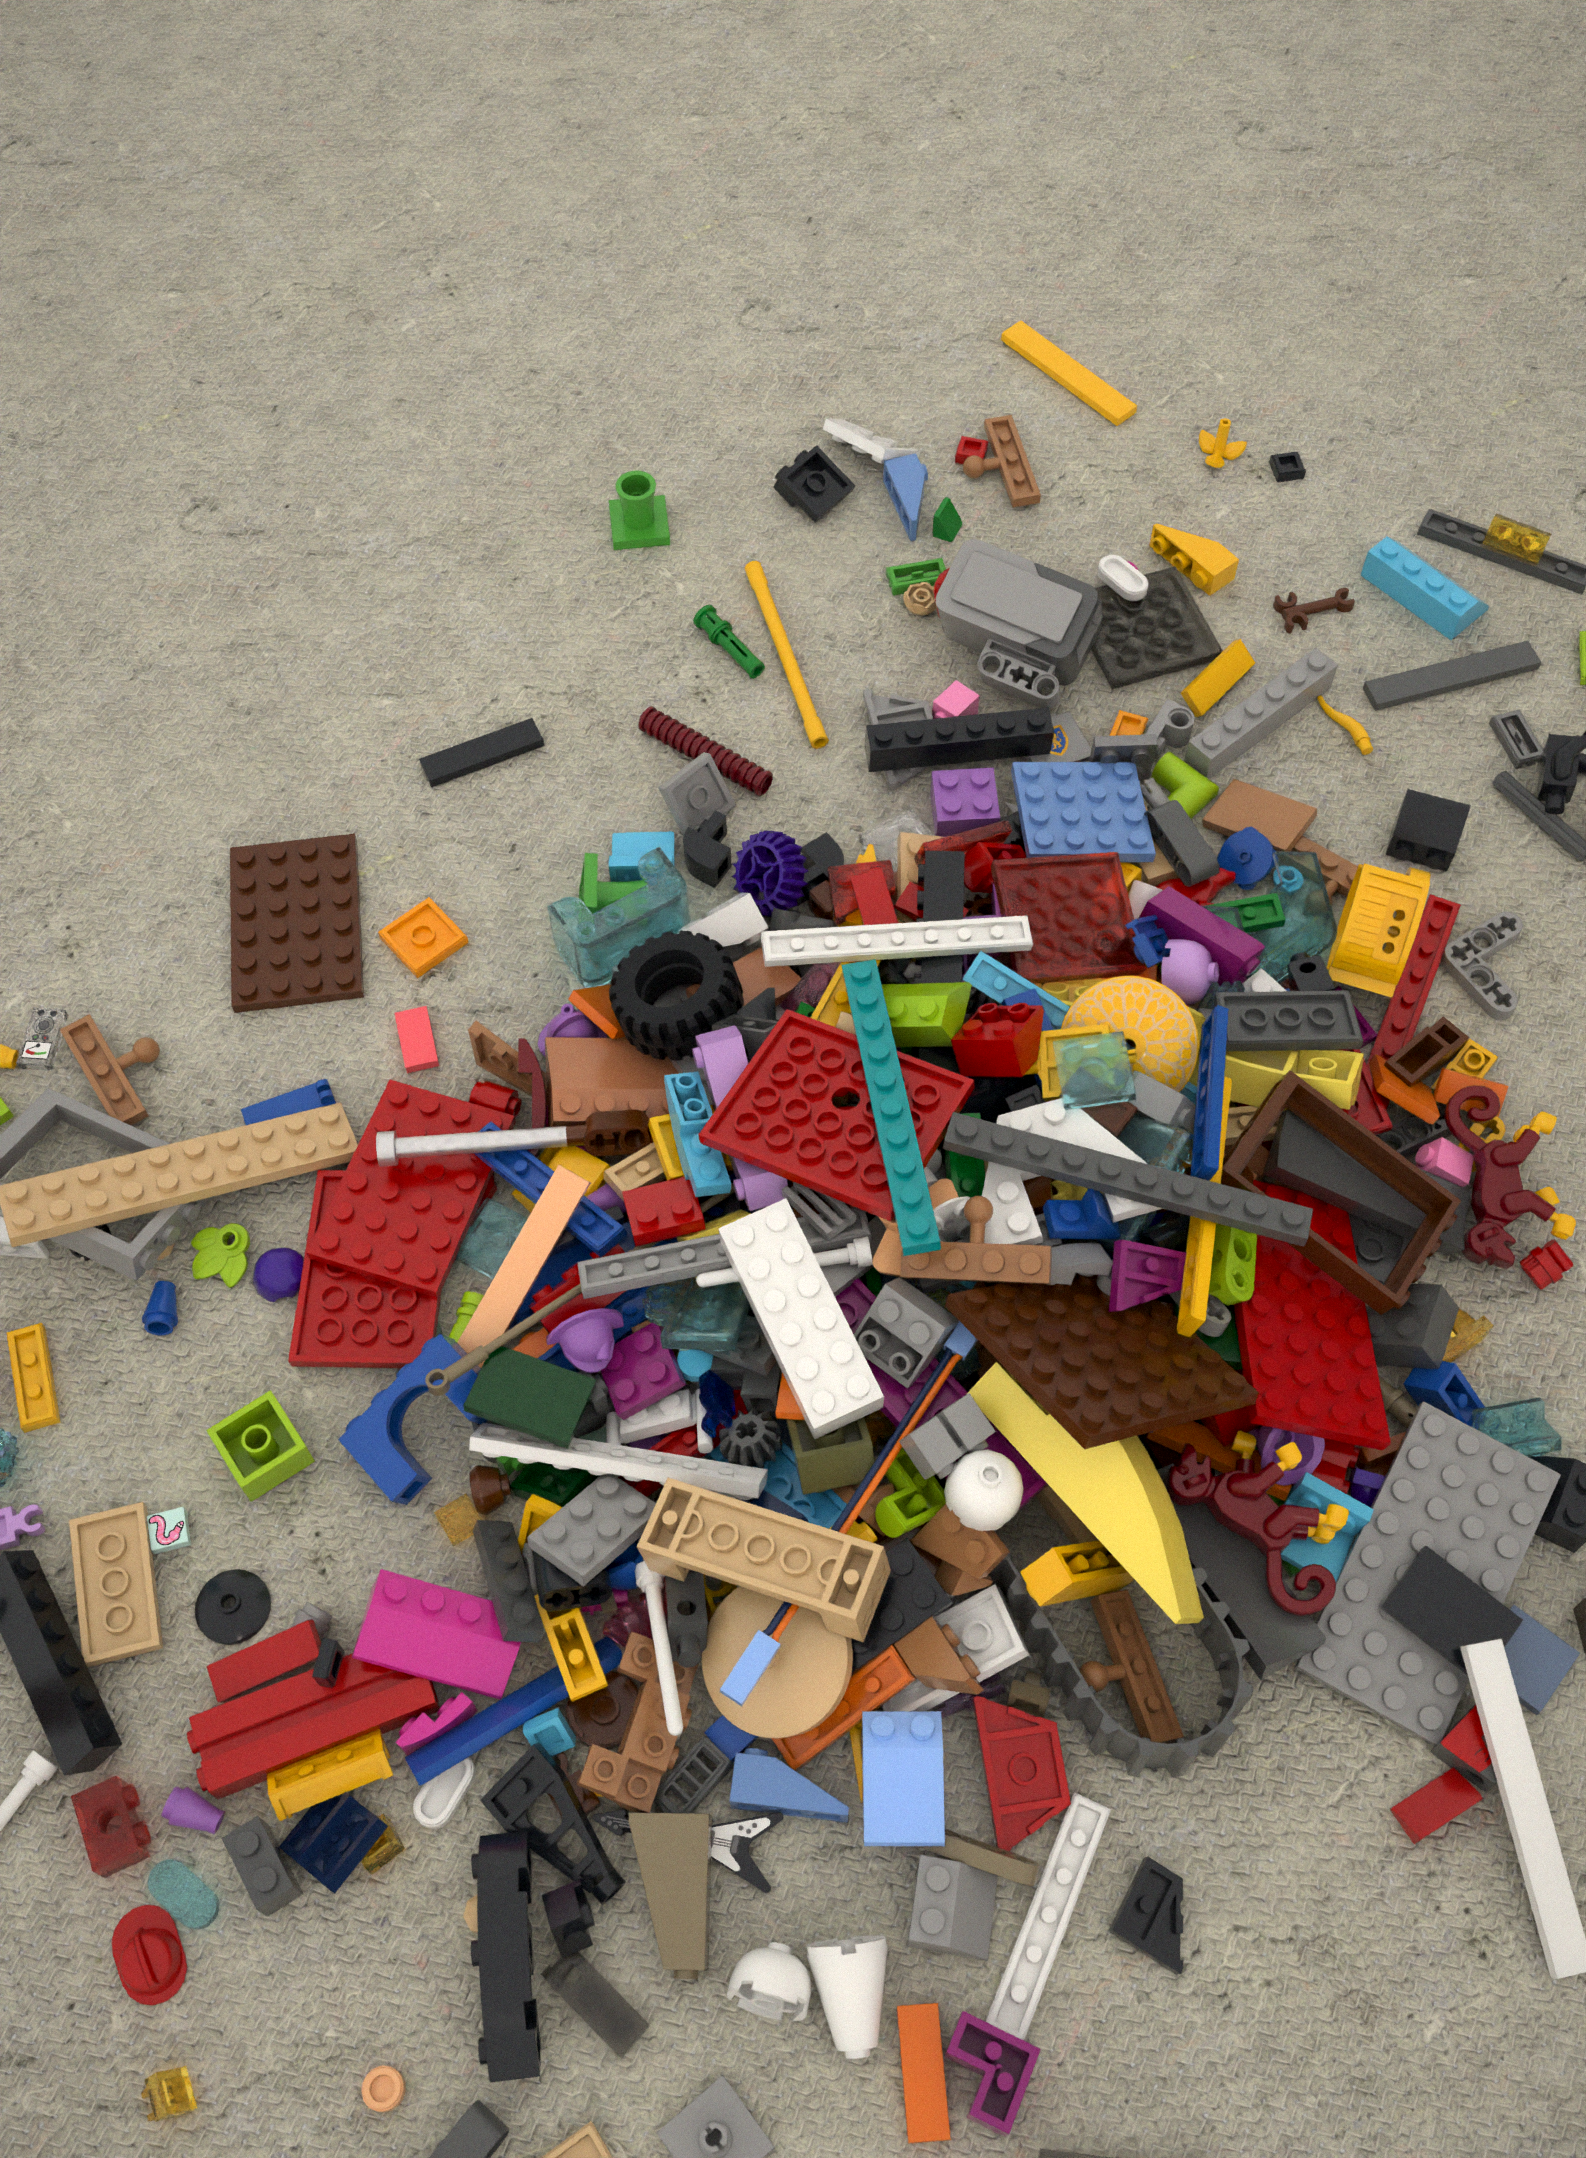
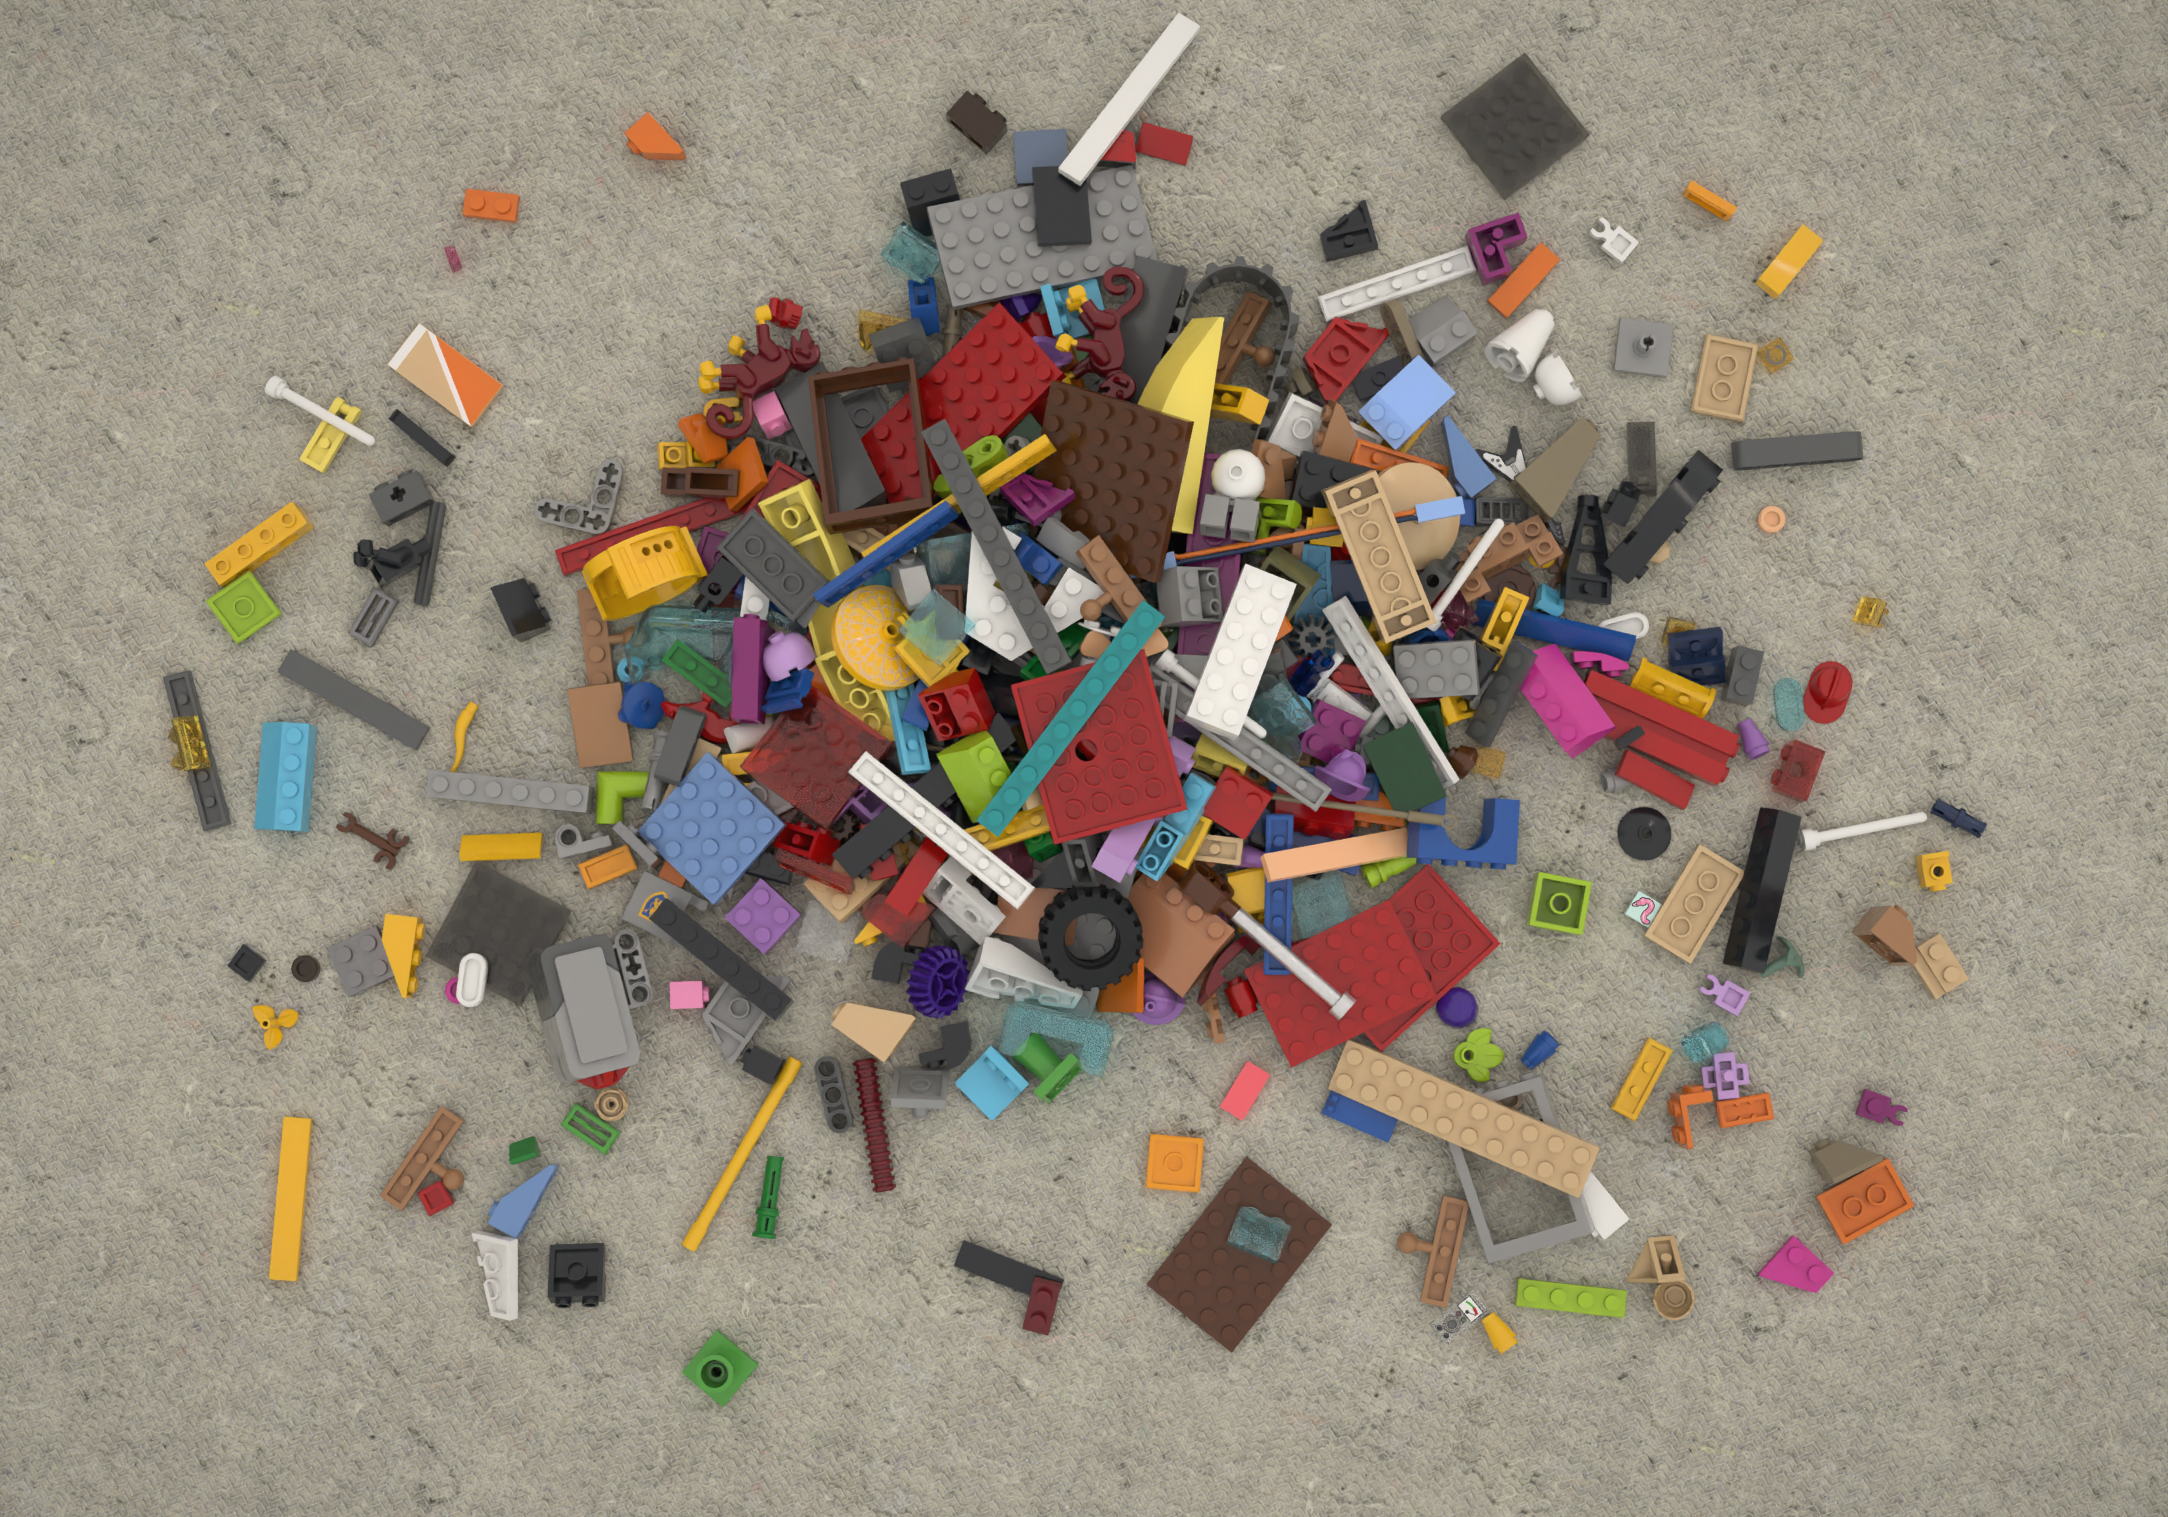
camera: 130 degrees left, 25 degrees up
(288, 932) = (1258, 1234): none -> clear light blue bracket
(428, 747) = (1041, 1306): none -> dark red plate
(761, 742) = (835, 1080): none -> dark grey beam
(787, 796) = (873, 1027): none -> tan slope
(840, 710) = (762, 1064): none -> black brick
(961, 1788) = (1375, 378): none -> black plate
(1216, 525) = (361, 961): none -> flat silver plate
(1244, 497) = (305, 968): none -> dark brown tile

